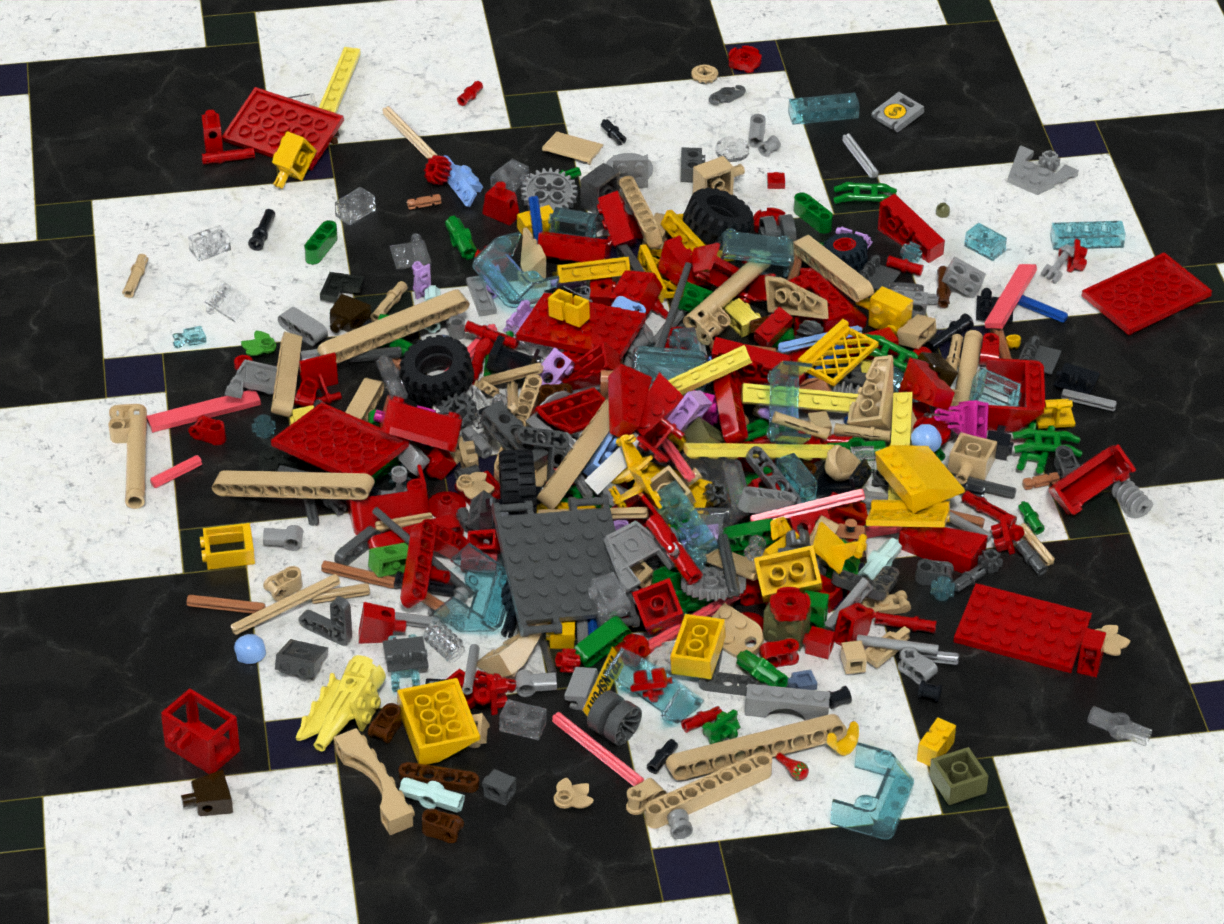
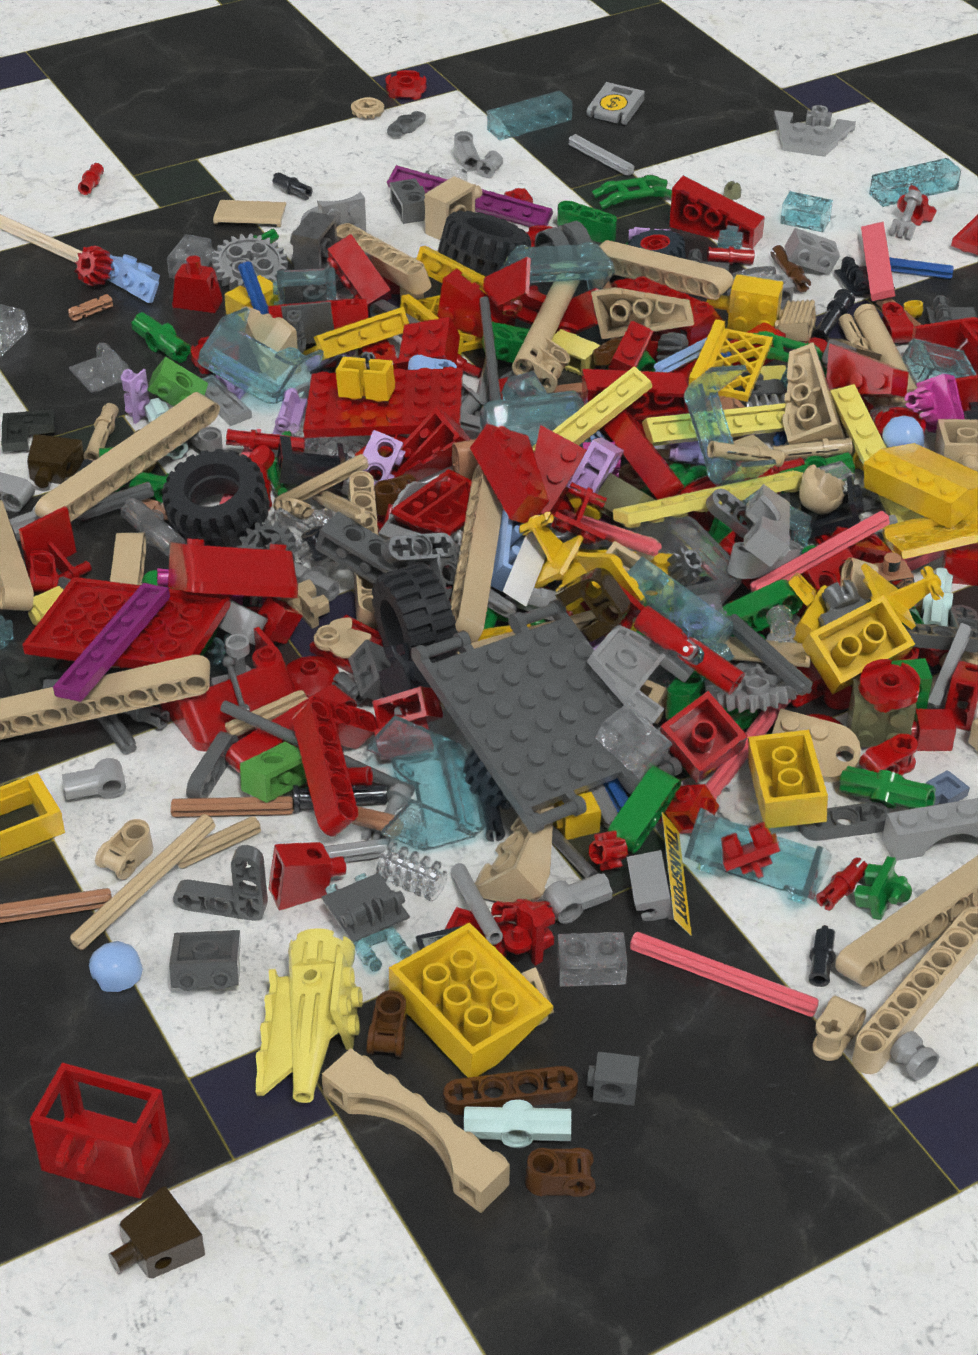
camera: 20 degrees left, 0 degrees up
(322, 451) = (111, 642): none -> magenta plate
(388, 483) = (228, 662): none -> dark grey hinge
(451, 277) = (174, 382): none -> bright green brick
(468, 470) = (311, 626): dark grey pin -> none
(558, 253) = (309, 321): none -> dark grey hinge
(572, 795) = (729, 1055): tan plate -> none
(614, 717) = (738, 919): dark grey wheel -> none
(629, 501) = (597, 600): none -> dark brown piece
(750, 180) = (489, 203): none -> magenta tile
(764, 488) = (770, 533): none -> light grey arch

